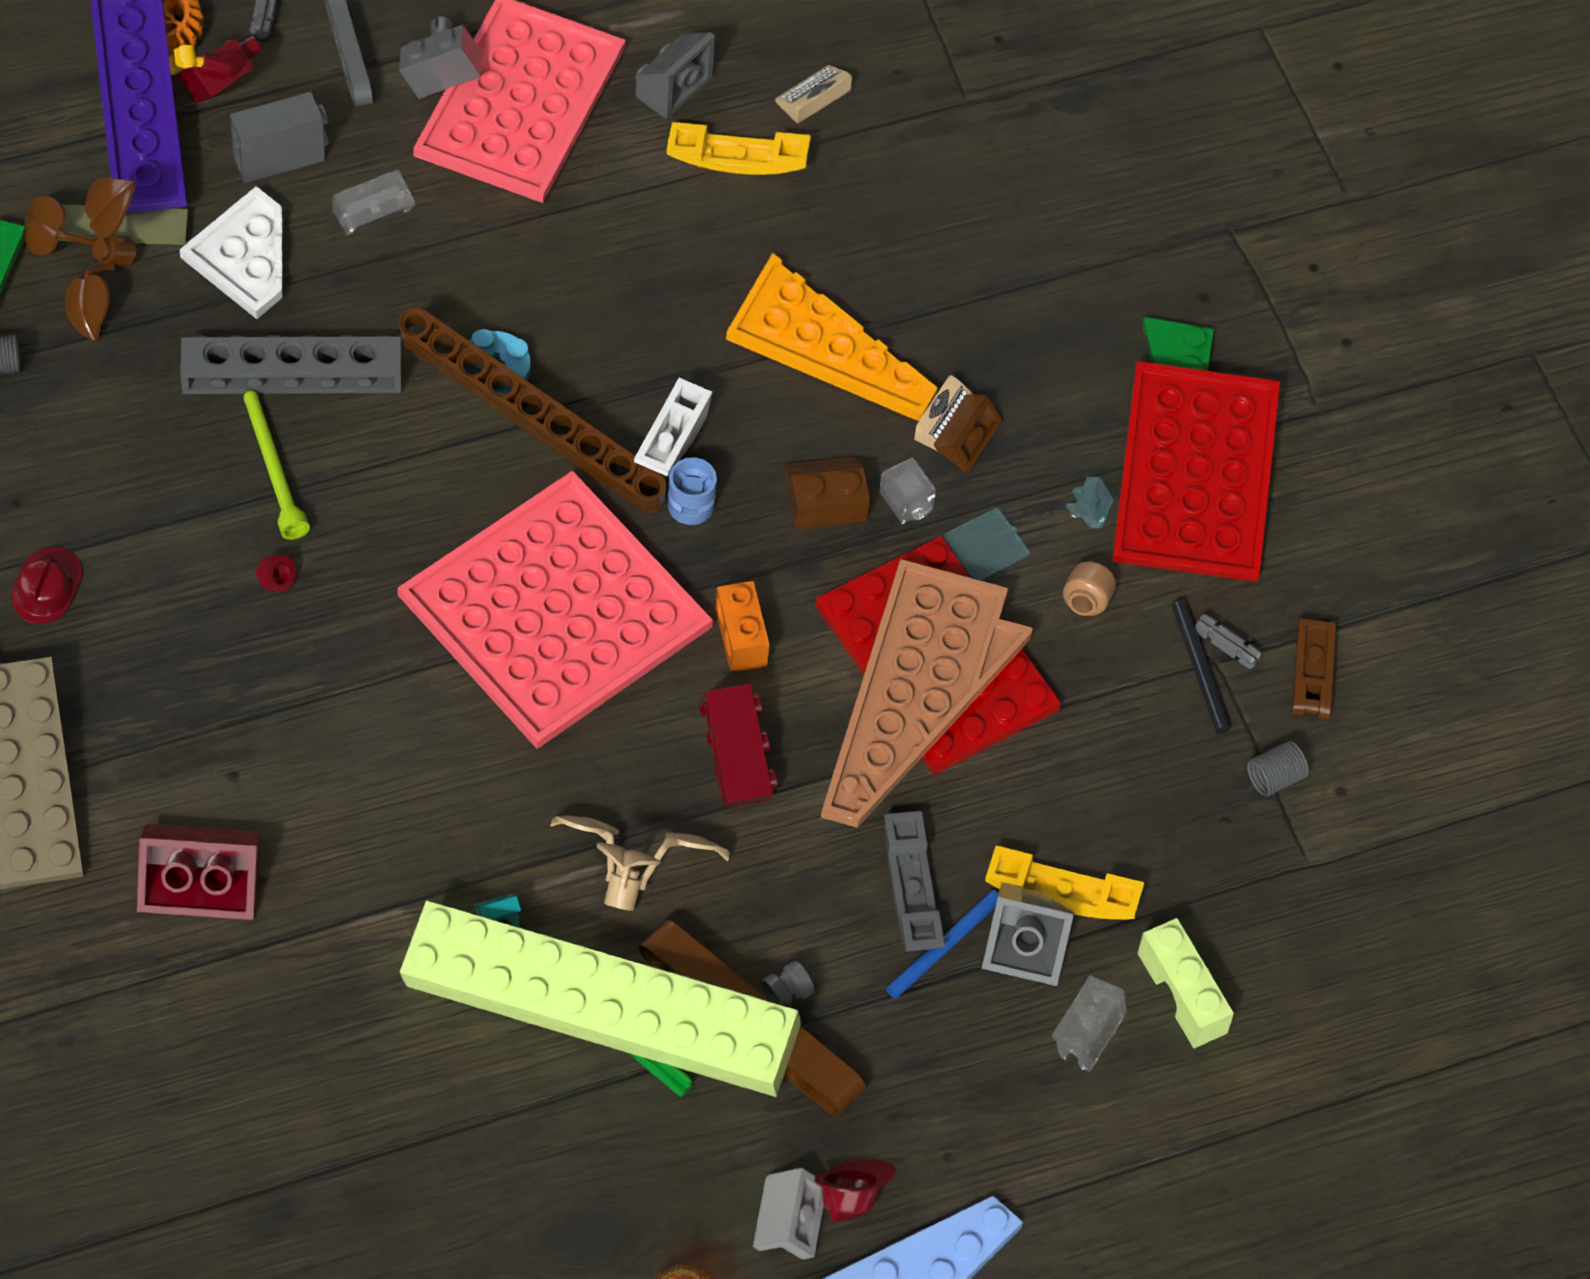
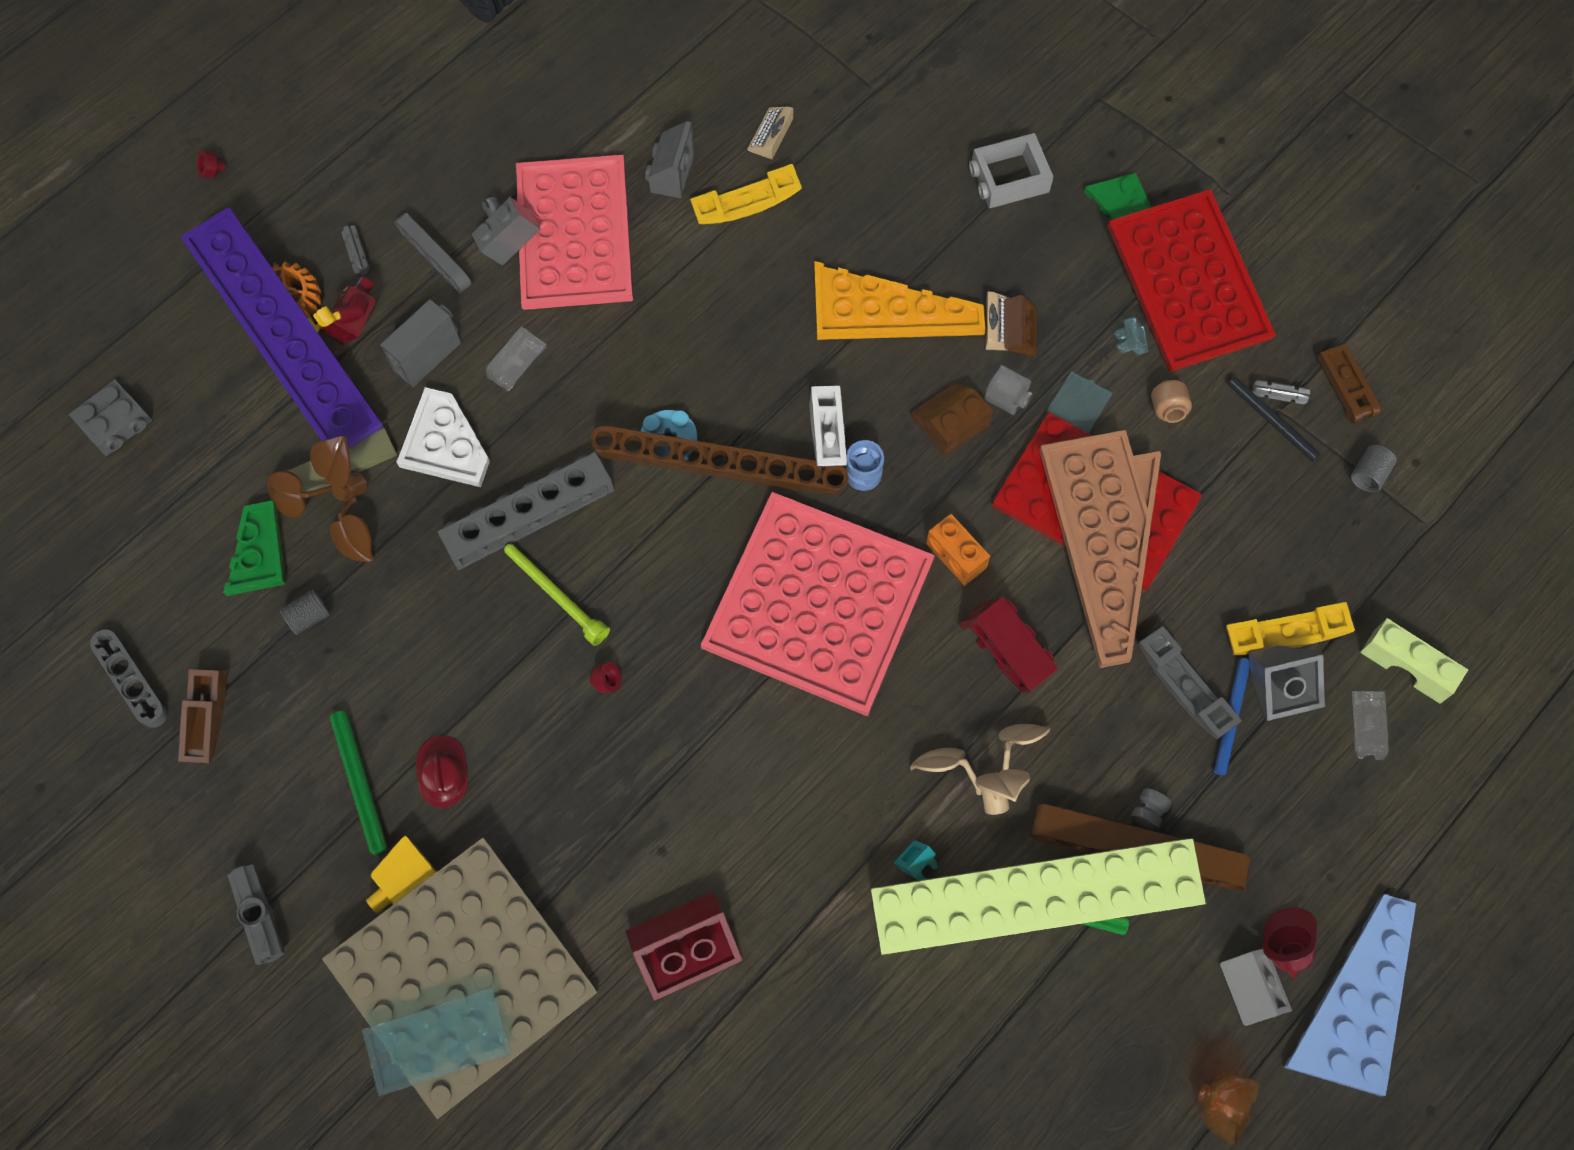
camera: 20 degrees left, 10 degrees up
(1061, 283) = (1017, 190): none -> light grey window

